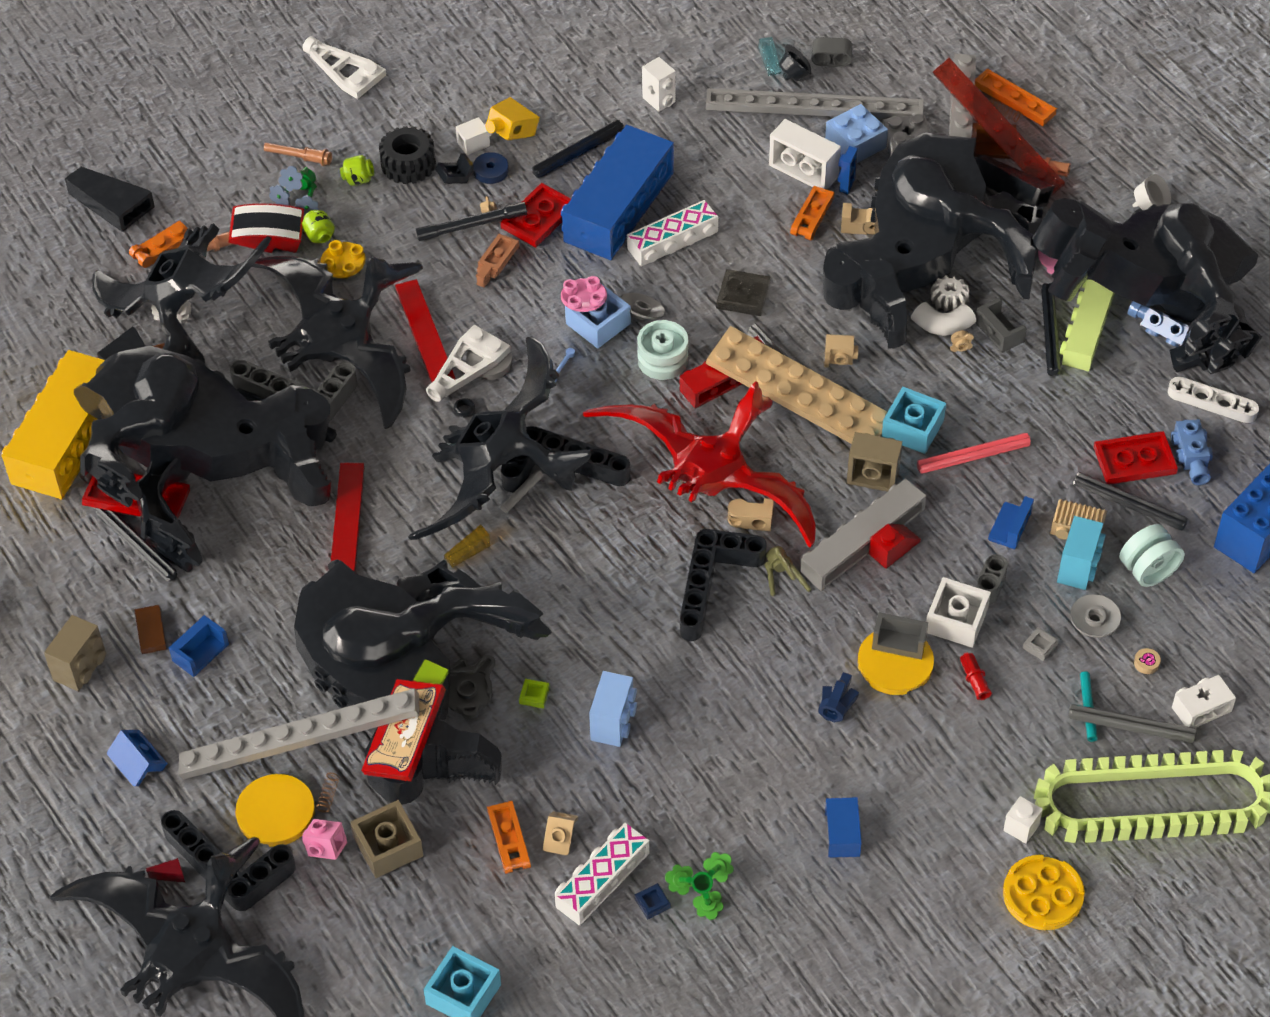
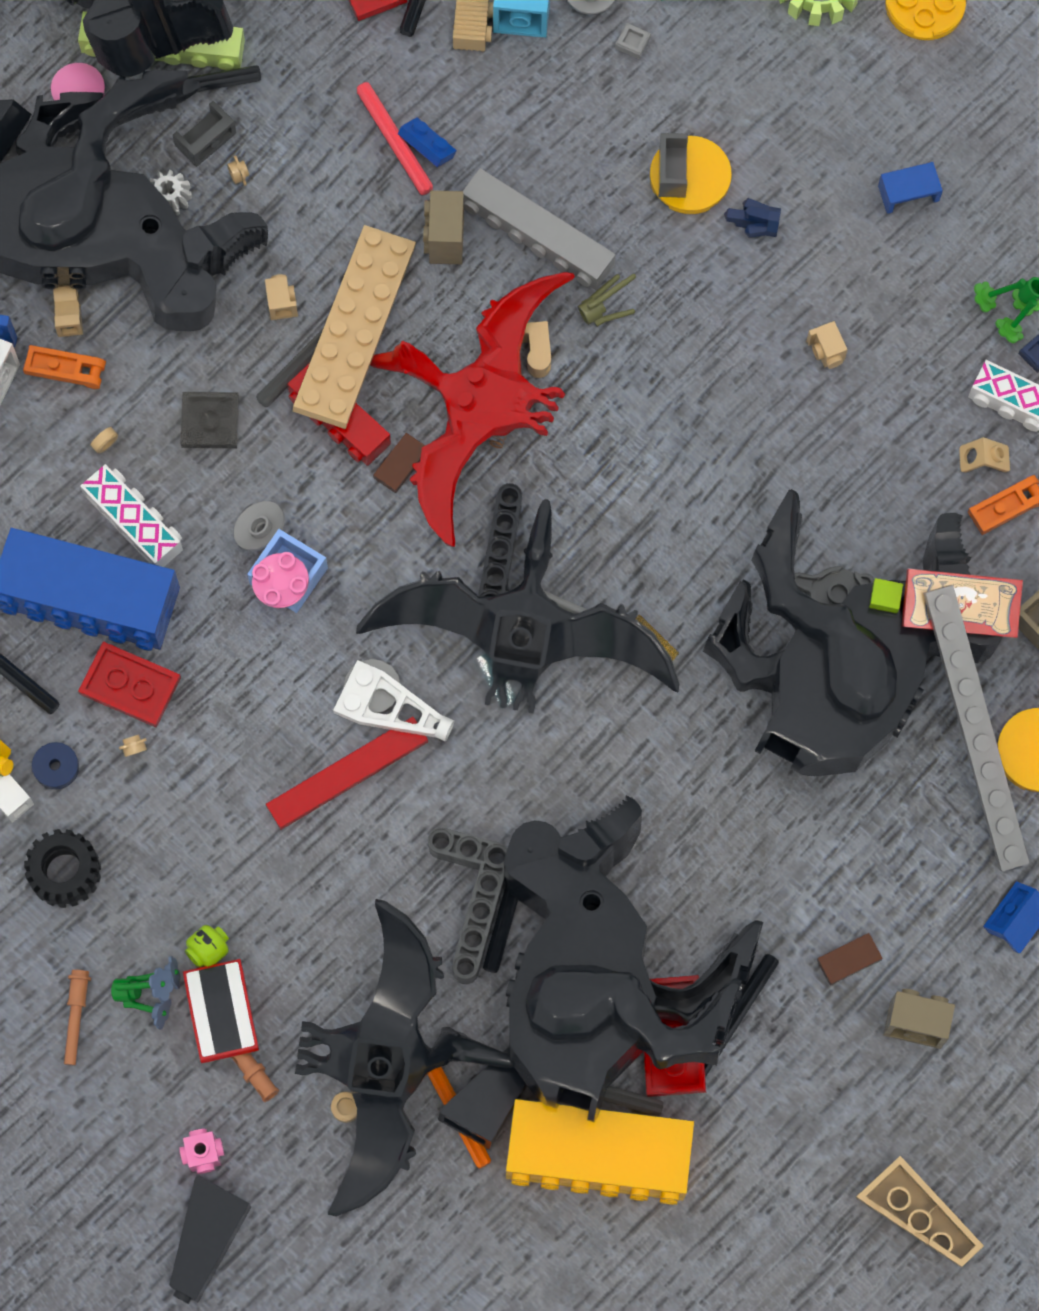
camera: 105 degrees left, 20 degrees up
(165, 240) = (267, 1143): orange plate -> none
(169, 202) = (209, 1159): none -> bright pink brick
(198, 646) = (862, 895): blue panel -> none
(333, 780) = (1024, 702): medium nougat piece -> none
(341, 326) = (364, 868): black animal -> none
(344, 258) = (250, 904): yellow dish -> none
(348, 513) = (649, 783): red tile -> none
(357, 170) = (98, 927): lime head -> none
(436, 230) = (179, 801): black piece -> none
(456, 172) = (74, 802): black bracket -> none
(464, 401) = (454, 706): black piece -> none
(495, 258) = (212, 717): nougat hinge -> none
(534, 693) = (824, 524): lime tile -> none
(570, 352) = (339, 600): light blue hinge -> none
(612, 709) = (839, 429): light blue brick -> none
(662, 349) = (322, 503): light aqua wheel -> none
(675, 405) = (399, 462): none -> reddish brown tile
(699, 727) = (827, 345): none -> tan brick
(709, 548) = (633, 375): black beam -> none
(742, 226) = (104, 440): none -> tan tile
(891, 543) = (545, 194): red slope -> none
(914, 419) = (372, 198): medium azure brick -> none
(943, 323) = (214, 192): white cylinder -> none
(957, 612) = (624, 117): white brick -> none
(964, 472) = (427, 142): none -> blue plate
(975, 676) = (691, 95): red axle -> none
(990, 578) = (568, 89): dark grey beam -> none
(1011, 523) = (483, 86): blue panel -> none
(1023, 819) = (857, 25): white brick -> none

